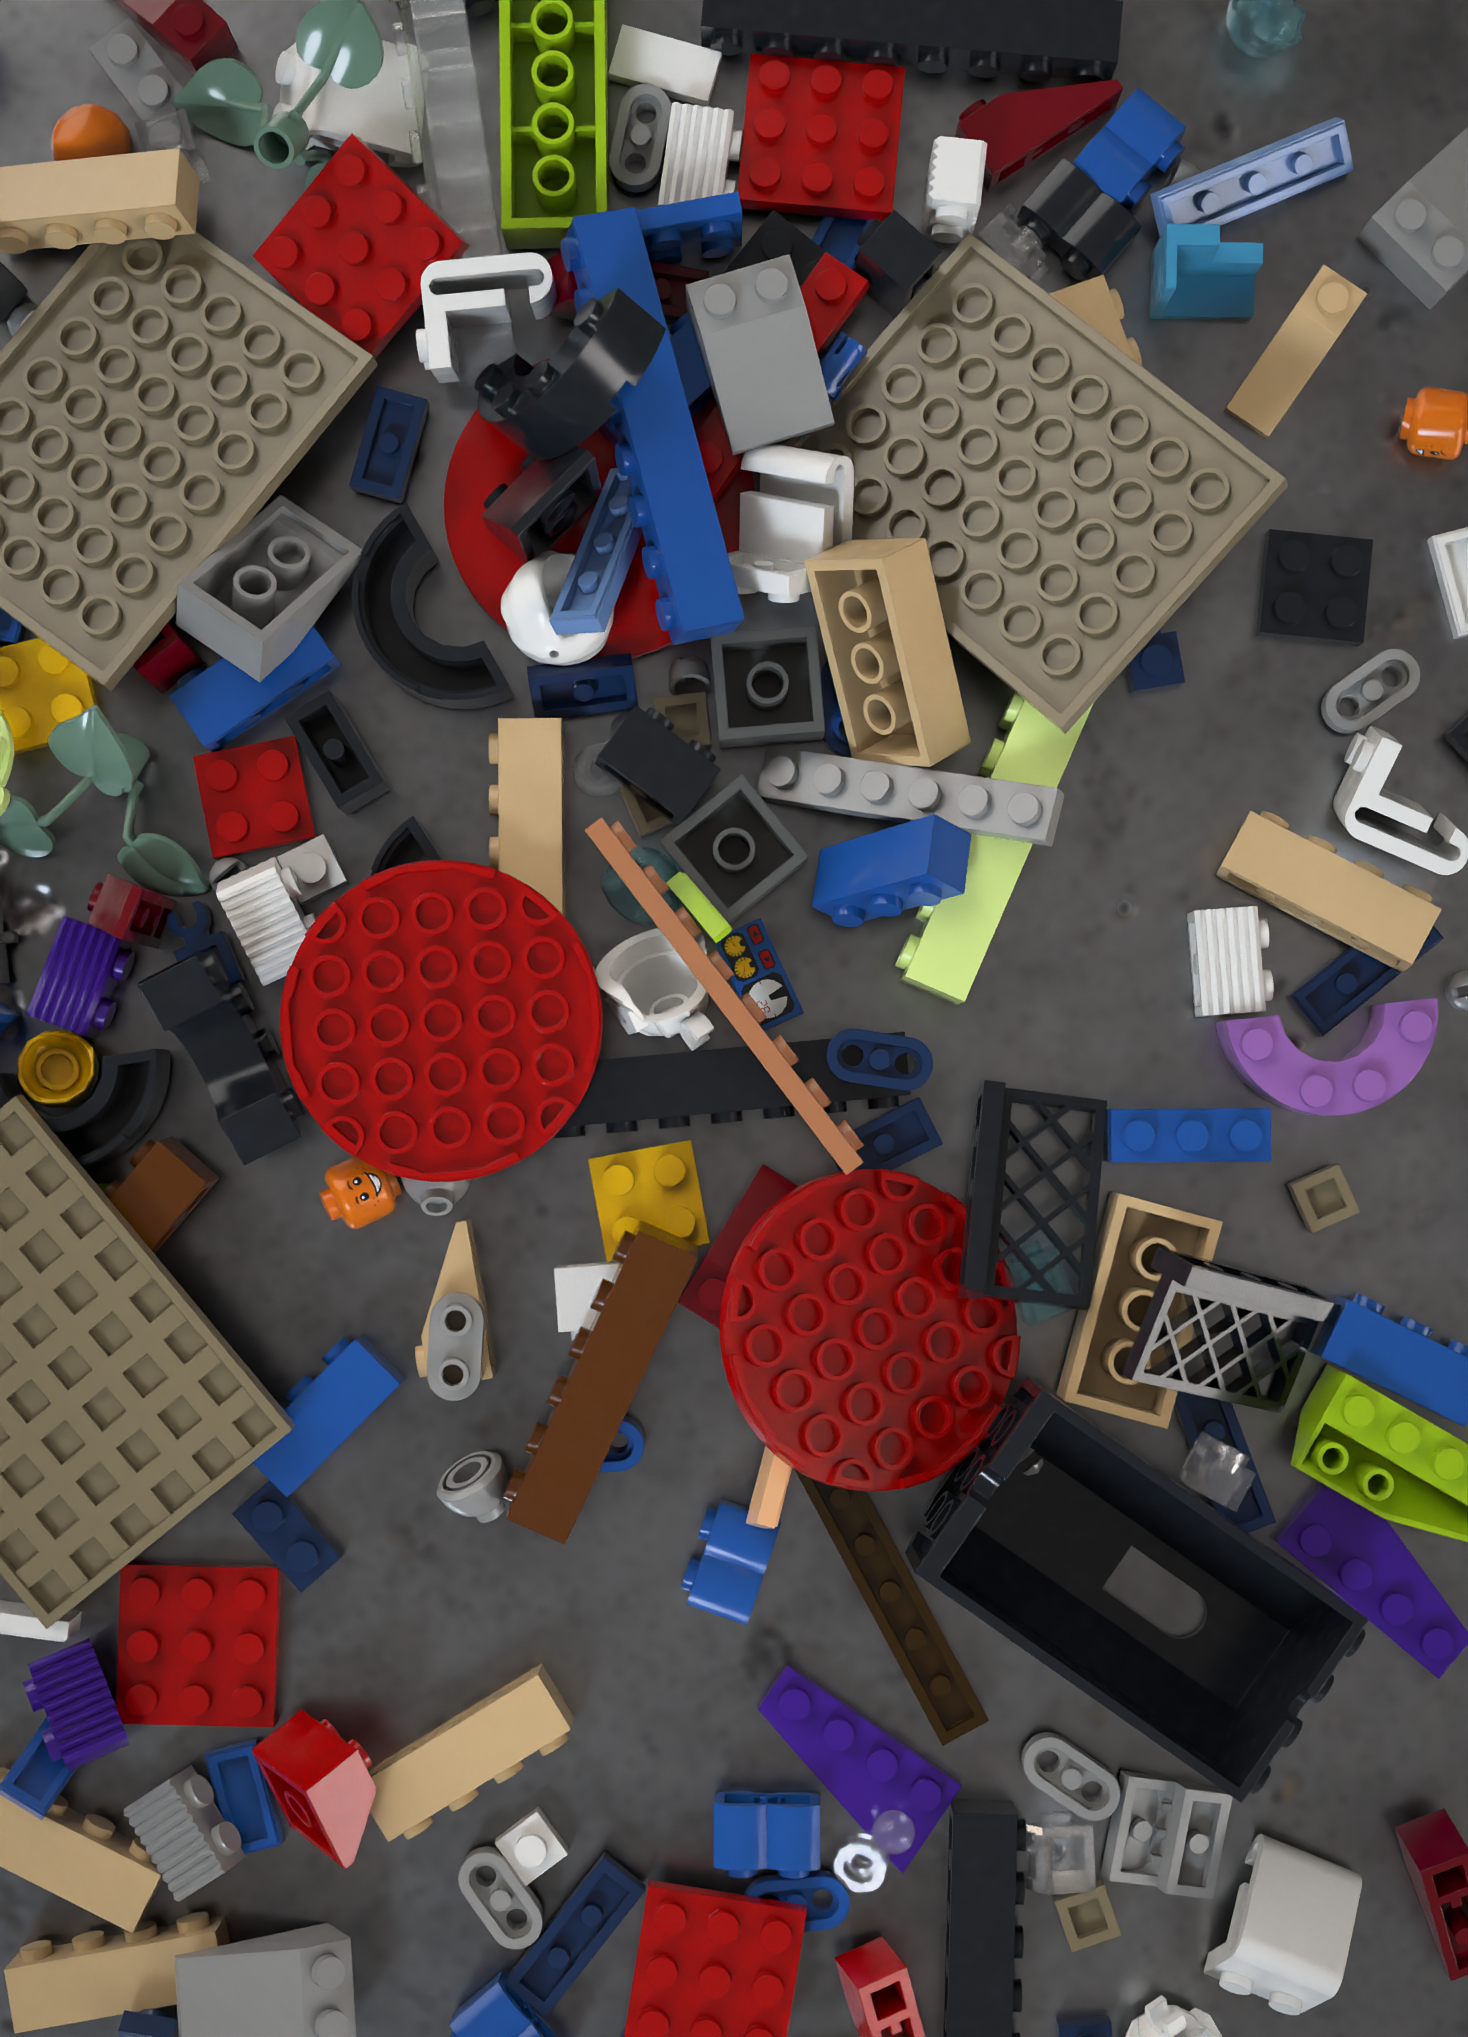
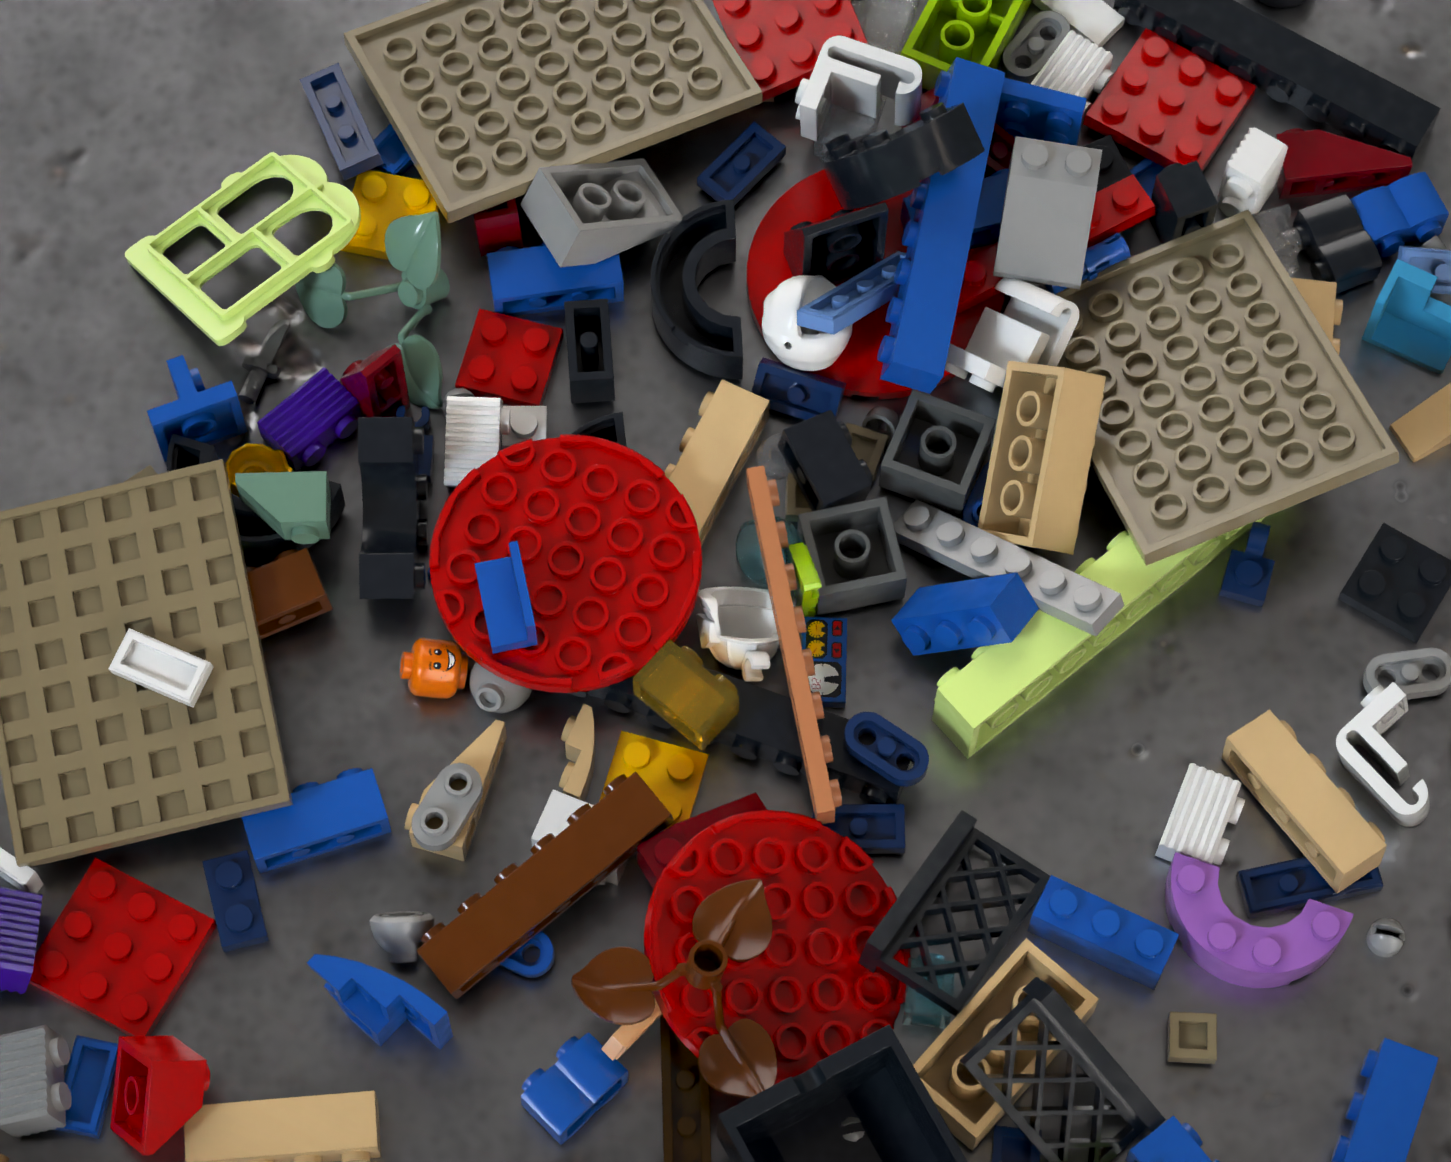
camera: 25 degrees right, 20 degrees down
(79, 1357) = (161, 667): none -> white tile
(117, 1106) = (289, 502): none -> sand green slope
(404, 1106) = (506, 602): none -> blue panel
(497, 1584) = (380, 1000): none -> blue slope
(555, 1195) = (580, 748): none -> tan slope
(643, 1104) = (687, 693): none -> clear yellow brick
(819, 1343) = (726, 925): none -> reddish brown plant

